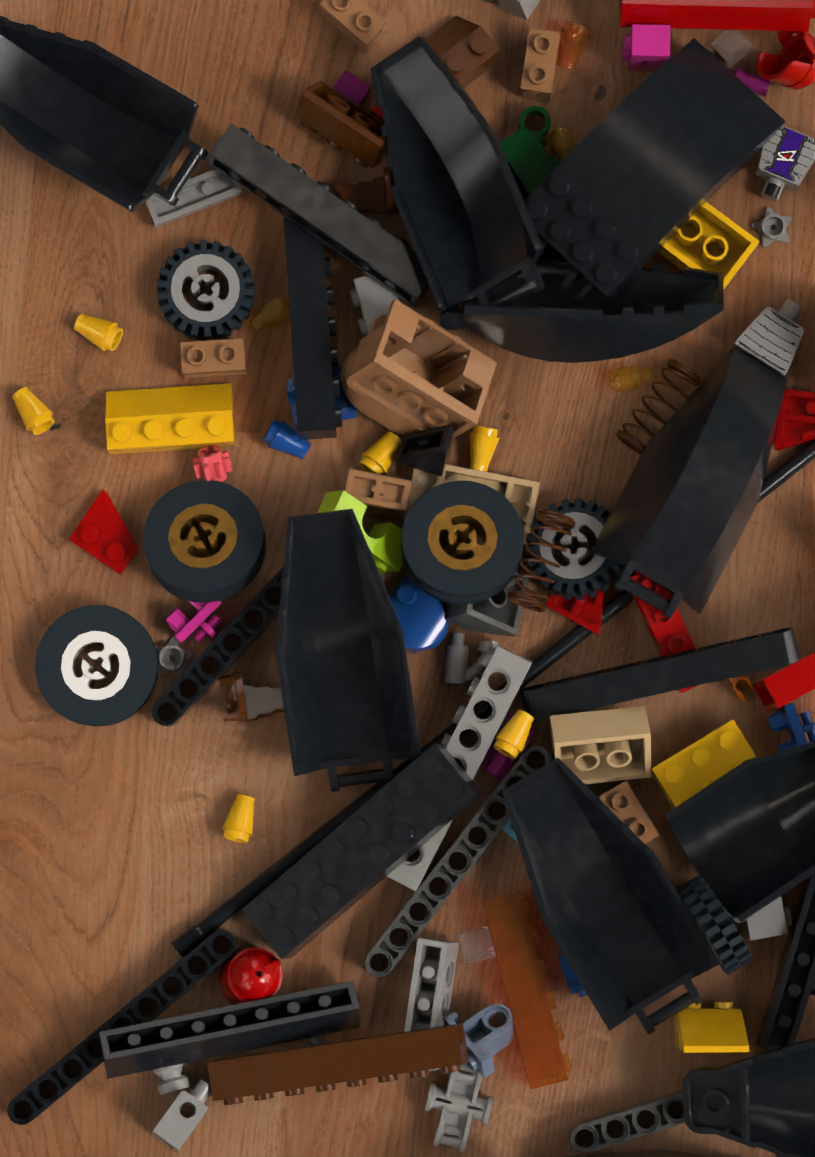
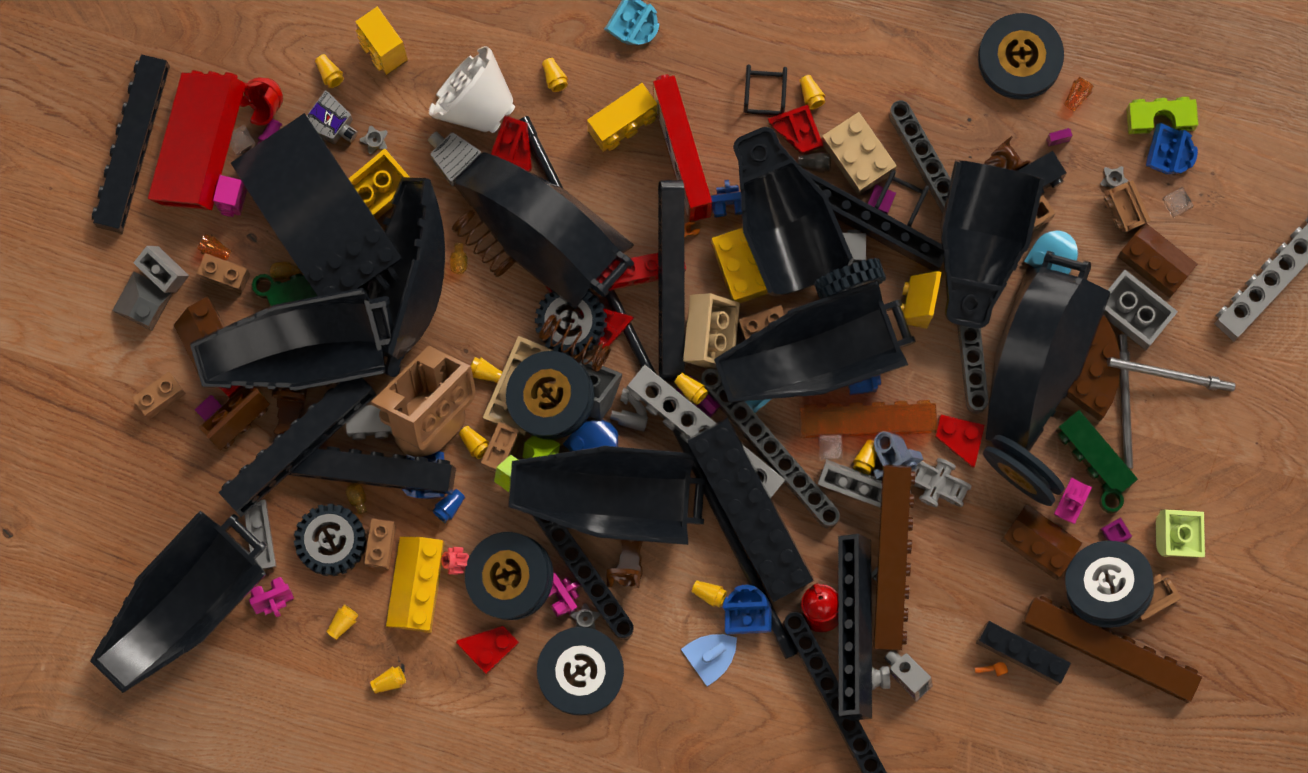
camera: 75 degrees left, 5 degrees down
(107, 232) = (271, 600): none -> dark pink hips
(156, 839) = (711, 655): none -> light blue shield
(224, 876) = (747, 611): none -> blue slope
(426, 449) = (478, 407): black slope -> none
(471, 997) = (866, 458): none -> yellow cone
(530, 1124) = (961, 437): none -> red wing

